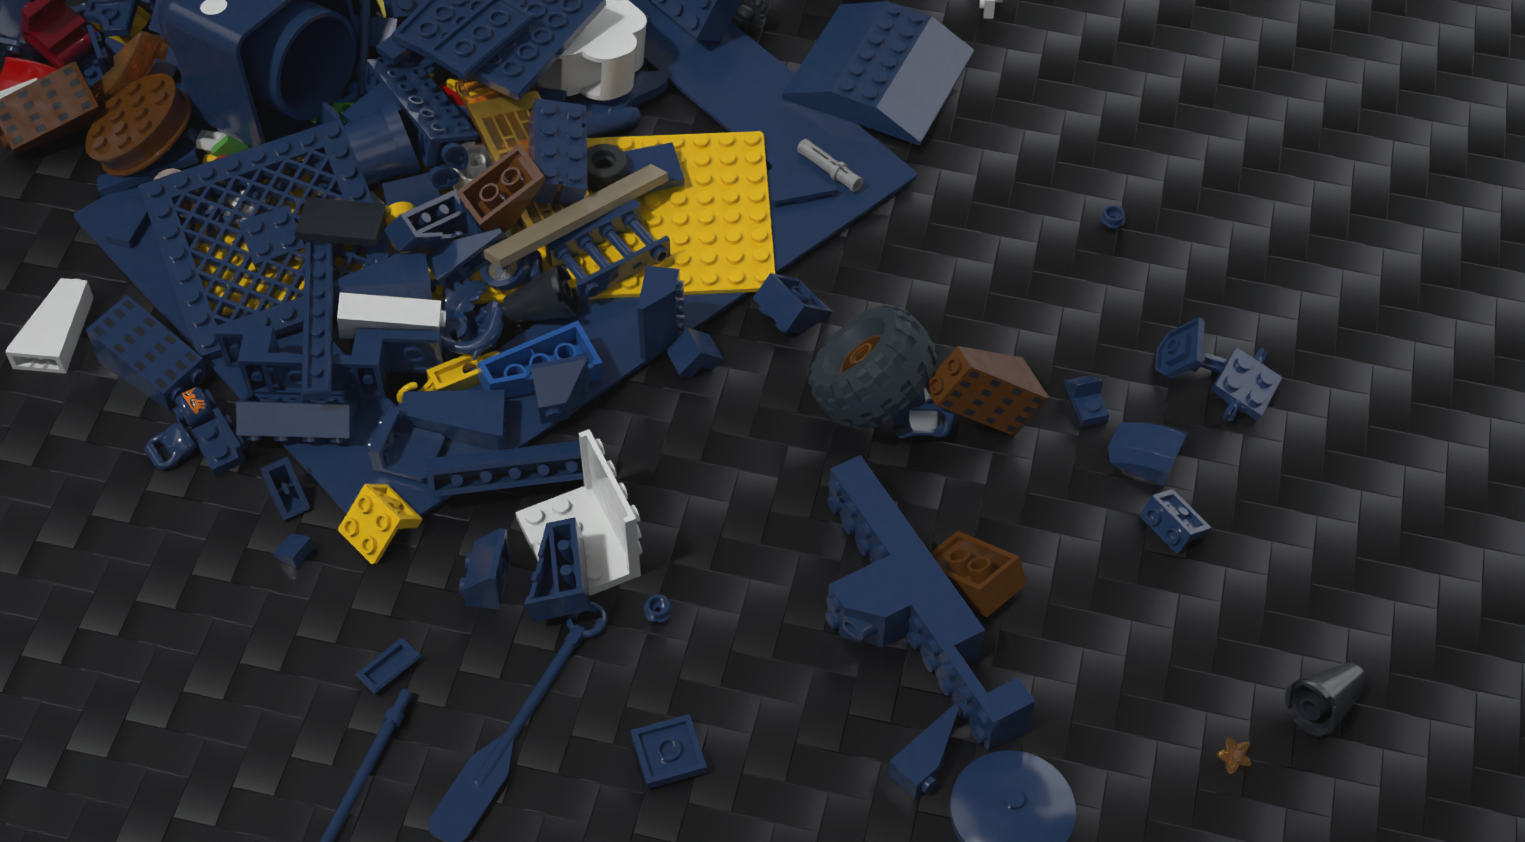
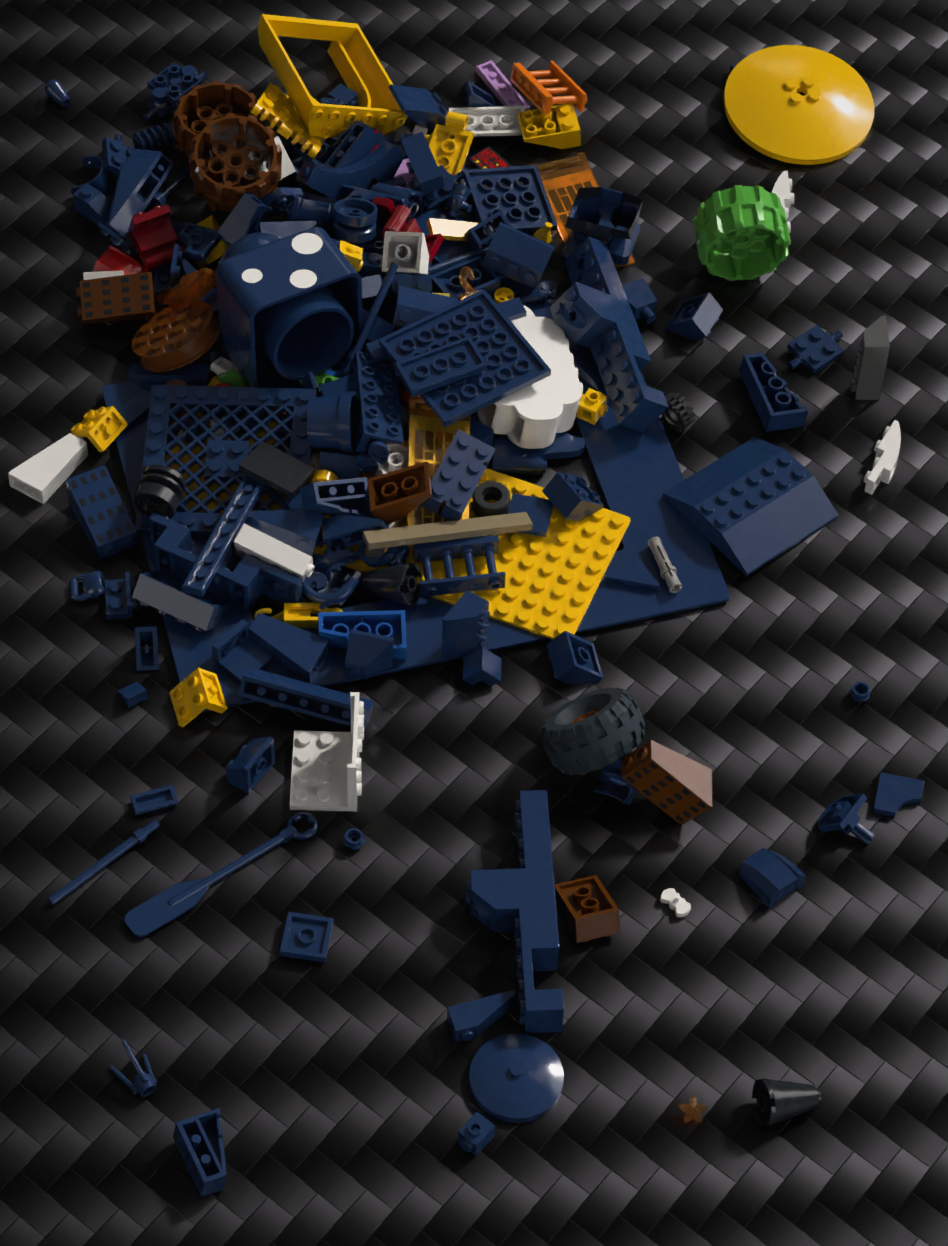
camera: 25 degrees right, 0 degrees up
(96, 257) = (100, 427): none -> yellow bracket
(194, 407) = (115, 564): dark blue head -> none
(211, 298) = (159, 491): none -> black wheel
(561, 573) = (297, 786): dark blue wedge -> none
(657, 32) = (592, 406): none -> yellow brick
(690, 130) = (572, 496): none -> dark blue slope
(1063, 523) = (675, 902): none -> white piece
(1087, 400) = (750, 821): dark blue slope -> none
(1173, 520) = (757, 933): dark blue bracket -> none
(1217, 306) = (896, 792): none -> dark blue tile
(1246, 384) = (876, 859): dark blue plate -> none

